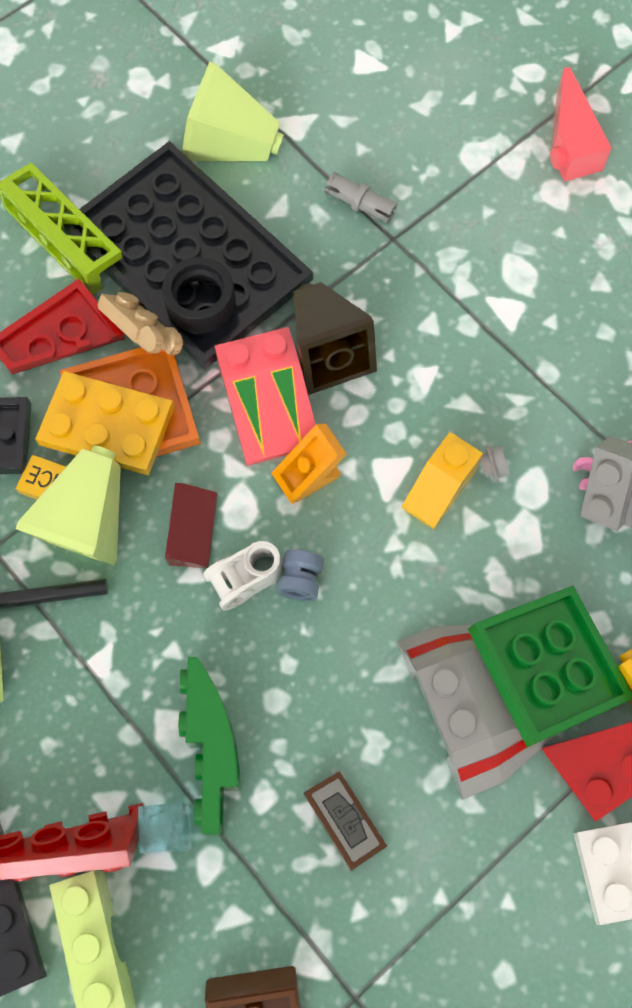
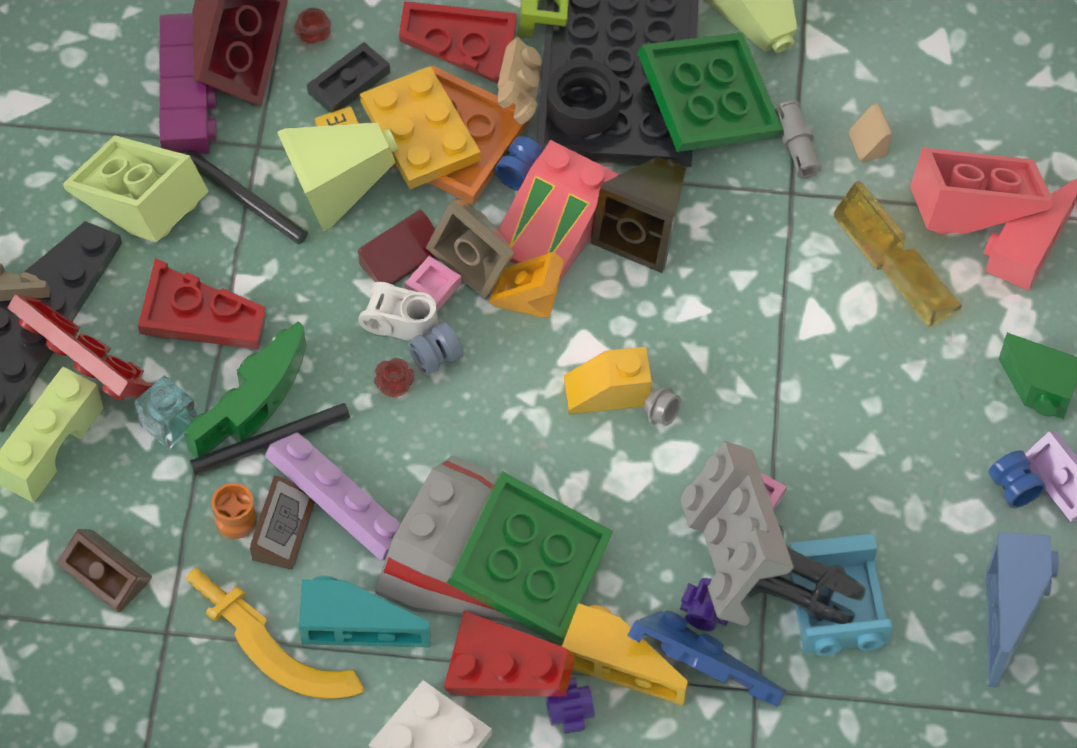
camera: 45 degrees right, 10 degrees down
(90, 725) = (192, 311): none -> red wing
(203, 384) = (515, 167): none -> blue wheel
(241, 527) = (434, 280): none -> bright pink plate
(247, 475) = (471, 246): none -> dark tan slope
(257, 766) = (262, 441): none -> black bar
(274, 215) = (709, 91): none -> green plate
(295, 635) = (393, 386): none -> clear red plate
(302, 851) = (230, 502): none -> orange wheel
(360, 757) = (334, 493): none -> lavender plate
(401, 153) = (871, 134): none -> tan slope
(442, 933) = (265, 651): none -> yellow sword
(472, 844) = (348, 615): none -> teal slope
(473, 214) = (868, 225): none -> clear yellow slope
(515, 130) = (976, 190): none -> coral slope
(544, 226) = (920, 285): none -> clear yellow slope

